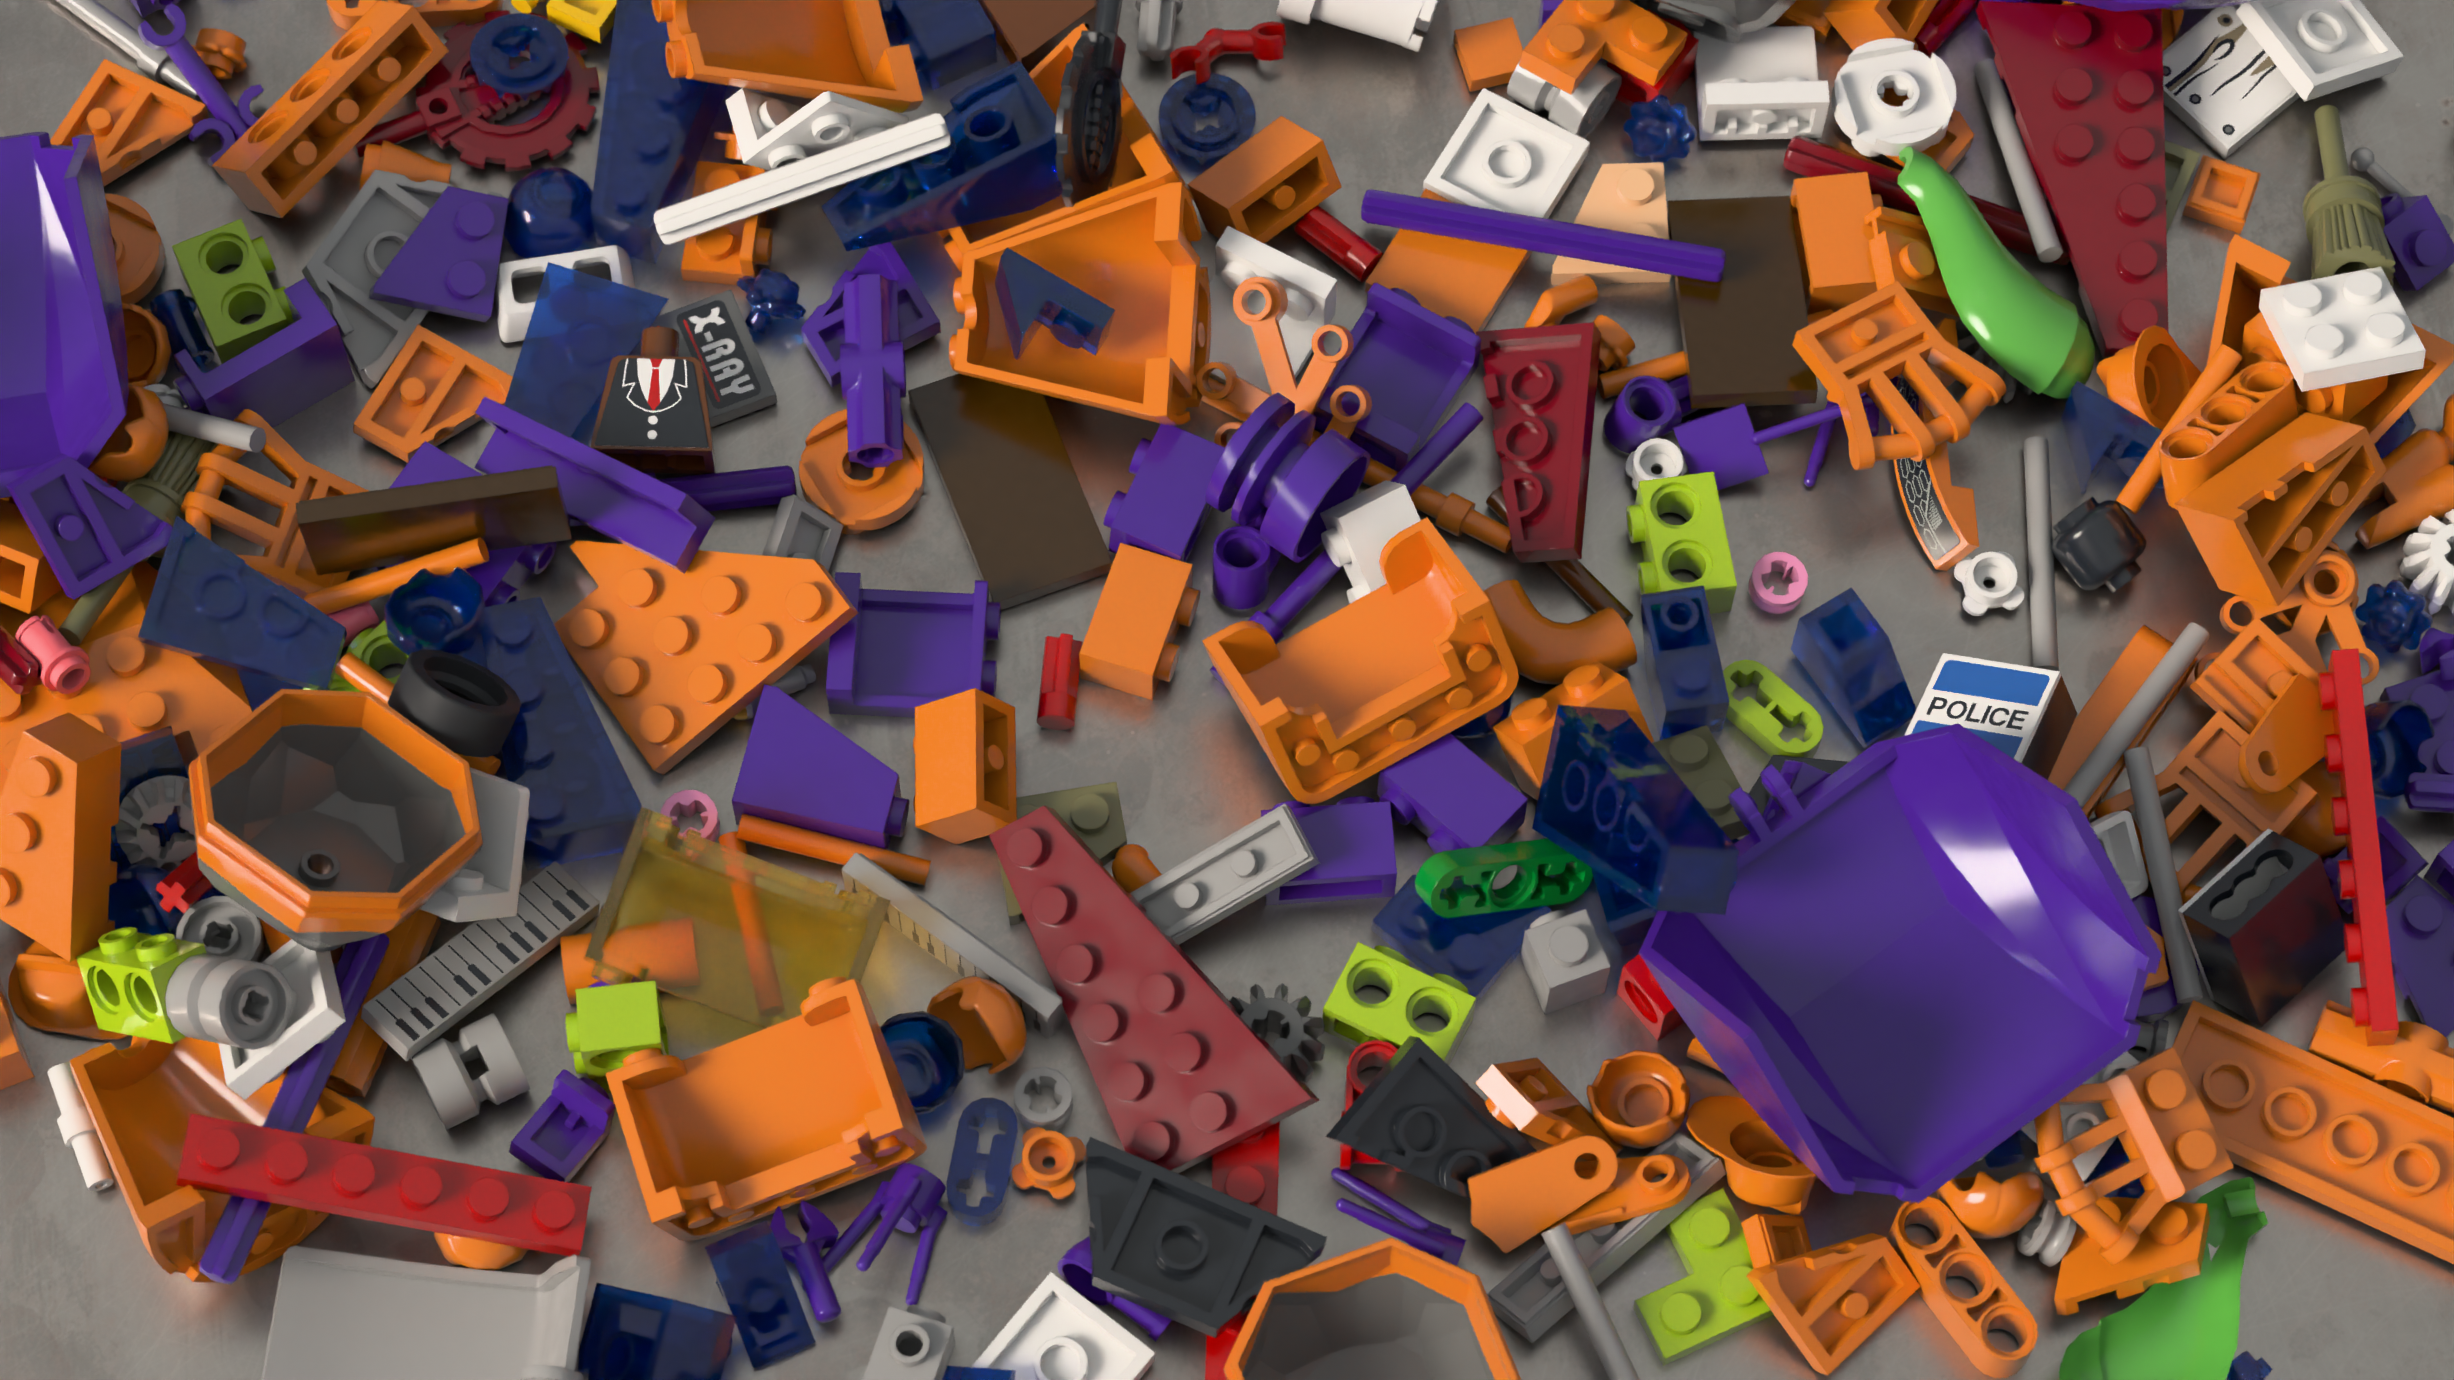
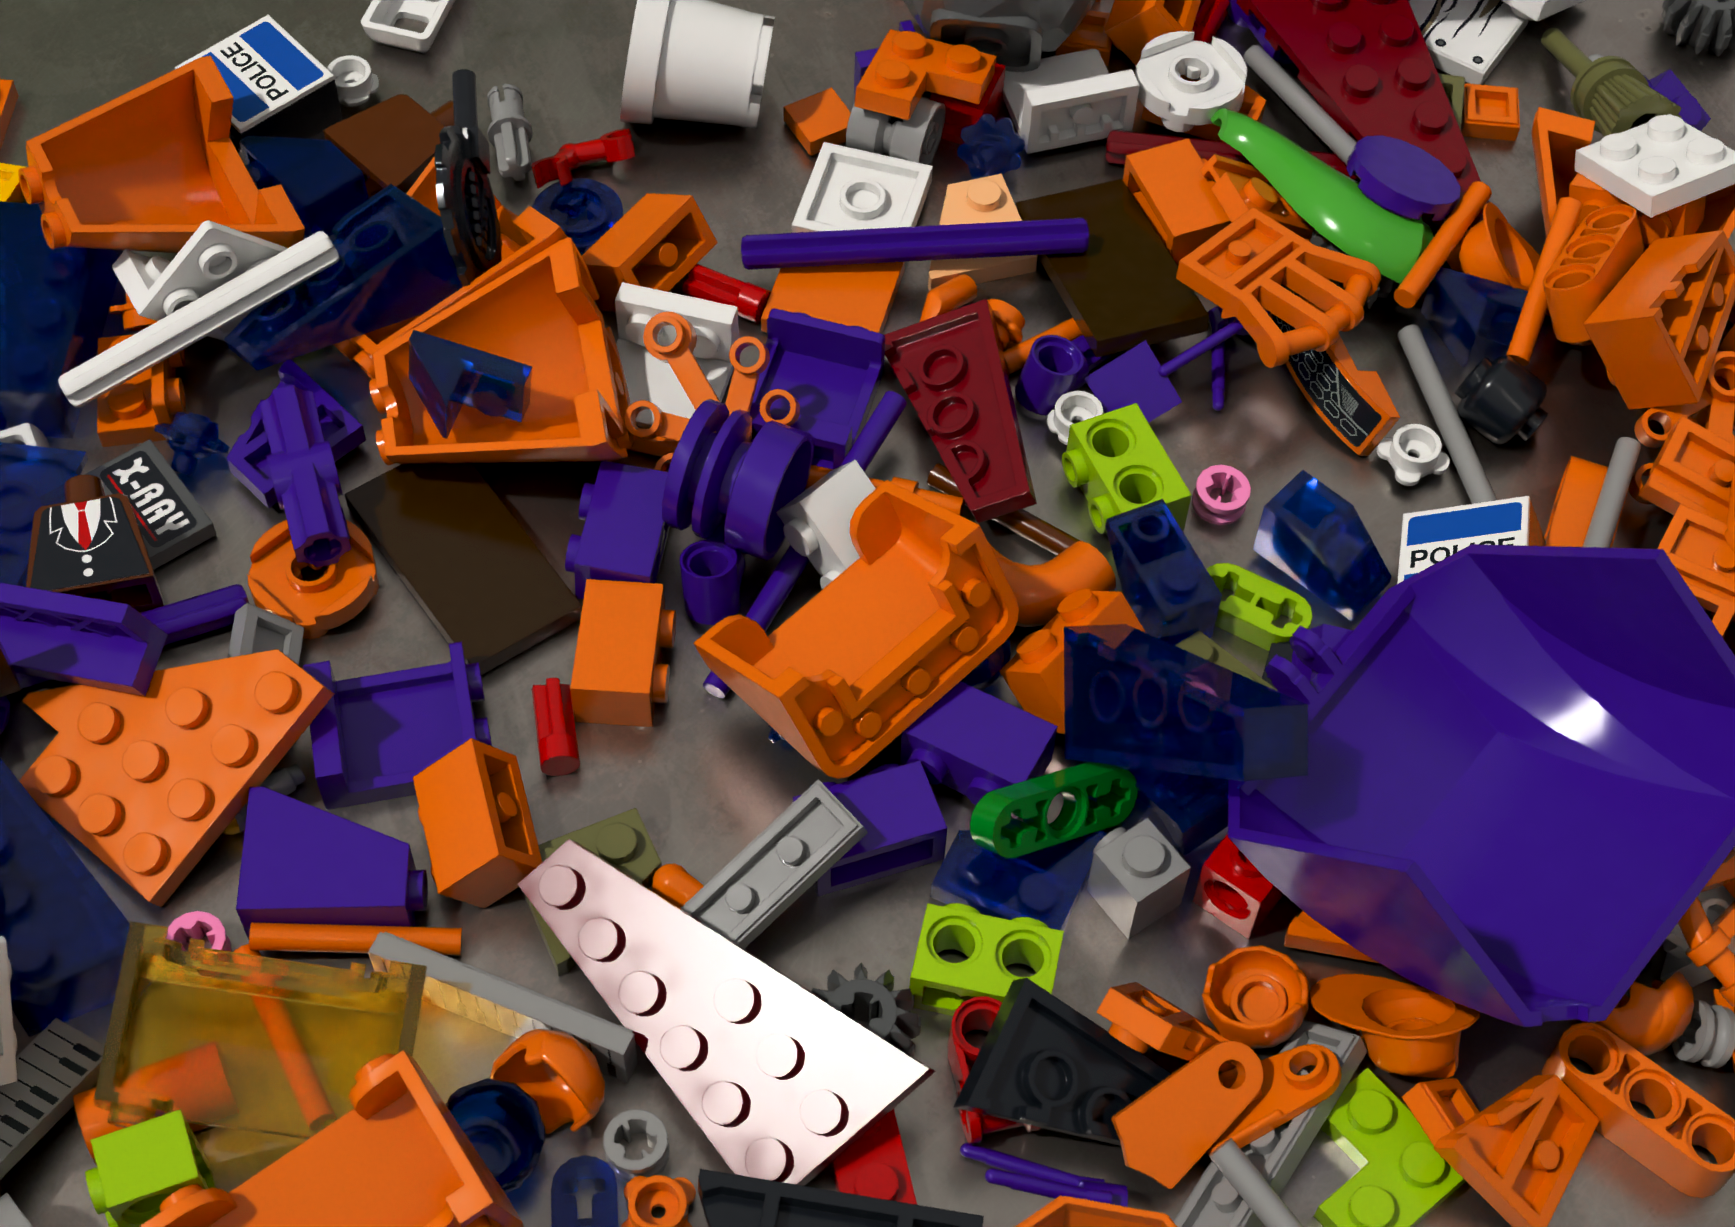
camera: 15 degrees left, 10 degrees down
(2072, 276) = (1403, 178): none -> dark purple tile
(2091, 360) = (1442, 244): none -> orange bar

